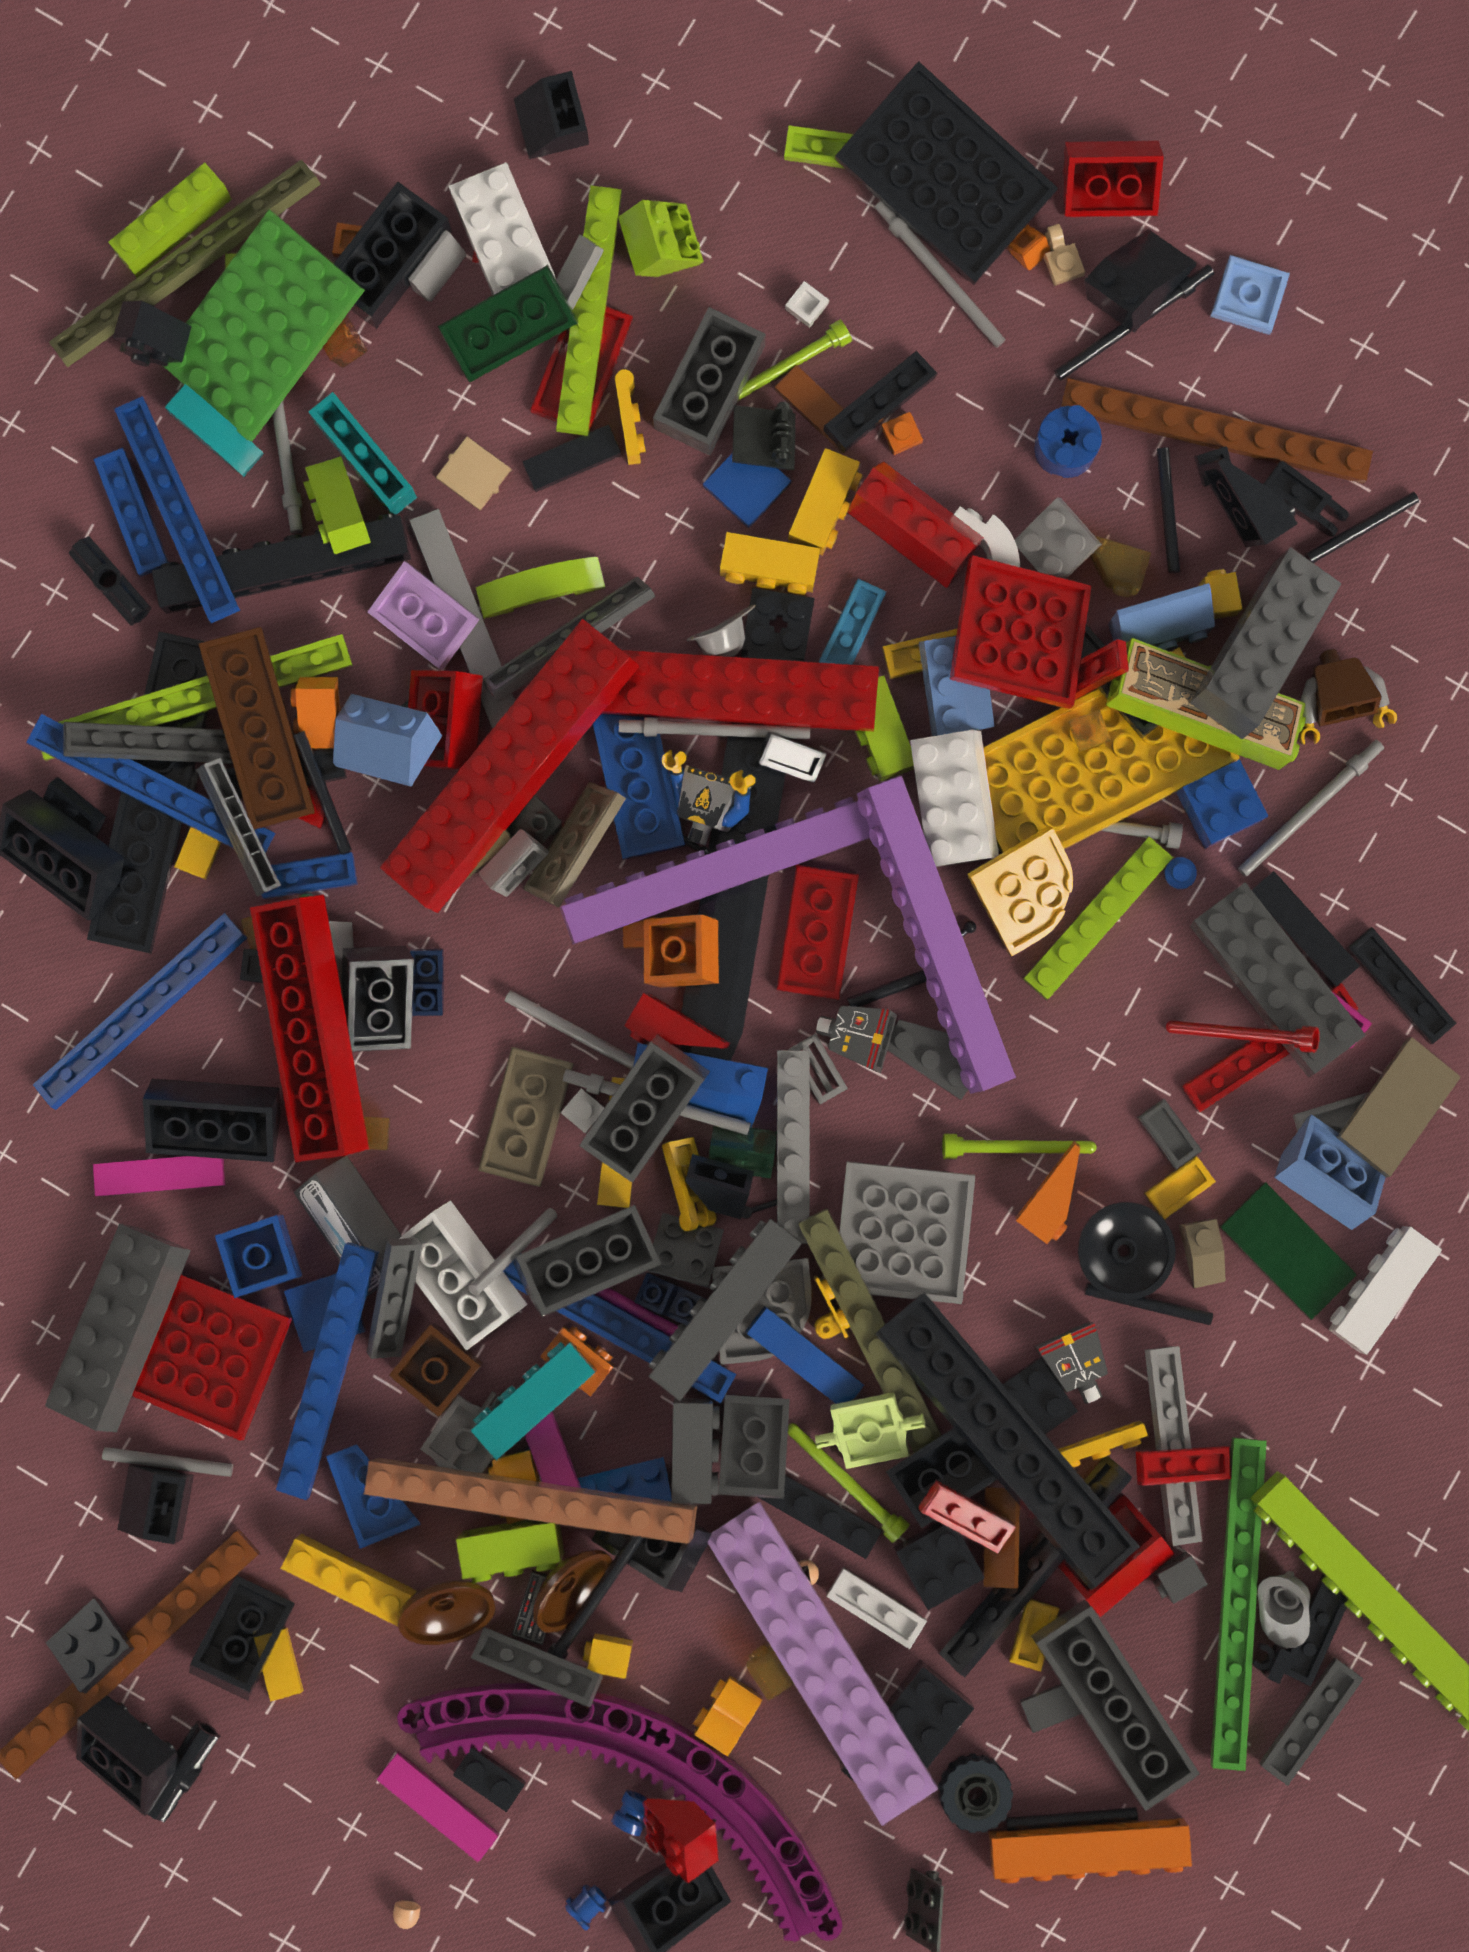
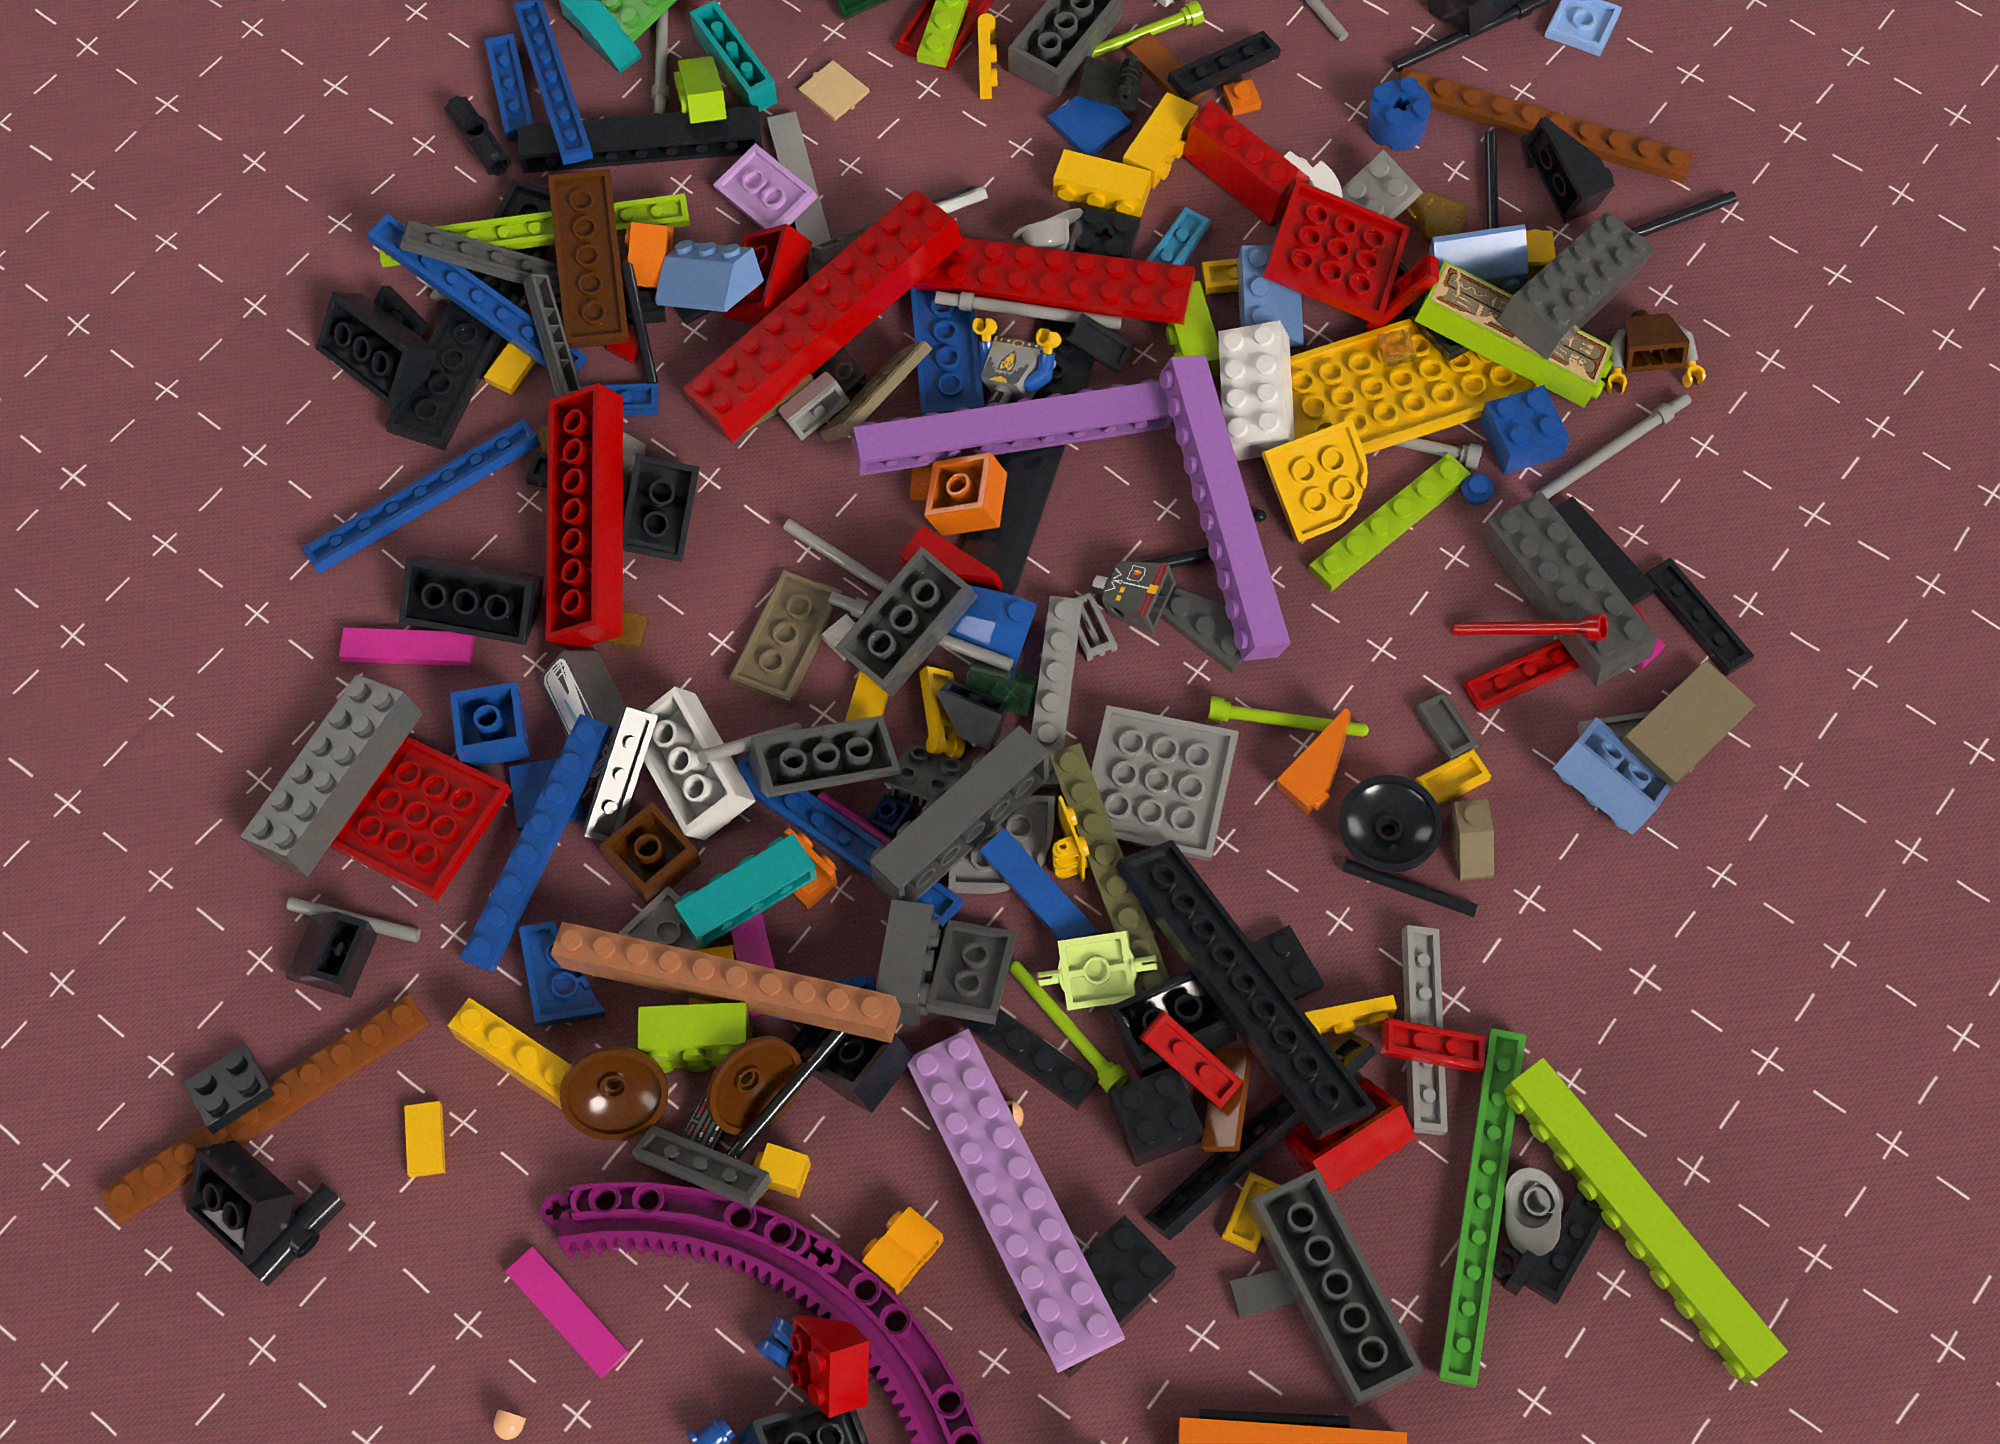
camera: 10 degrees right, 20 degrees down
(229, 1649) = (372, 1108): black slope -> none
(428, 982) = (710, 503): dark blue slope -> none
(489, 1778) = (628, 1289): black plate -> none
(539, 584) = (877, 179): lime slope -> none
(572, 458) = (927, 86): black tile -> none
(768, 1672) = (955, 1209): clear yellow brick -> none
(817, 932) = (1105, 504): red tile -> none
(876, 1608) = (1081, 1158): white plate -> none
(986, 1810) = (1163, 1395): black wheel -> none
(1076, 1360) = (1326, 929): dark grey torso -> none
(1178, 1578) = (1418, 1167): dark grey brick -> none
(1287, 1250) = (1563, 853): dark green tile -> none
(1305, 497) = (1631, 188): black hinge -> none
(1310, 1721) = (1555, 1343): dark grey plate -> none
(1384, 1289) = (1664, 899): white brick -> none

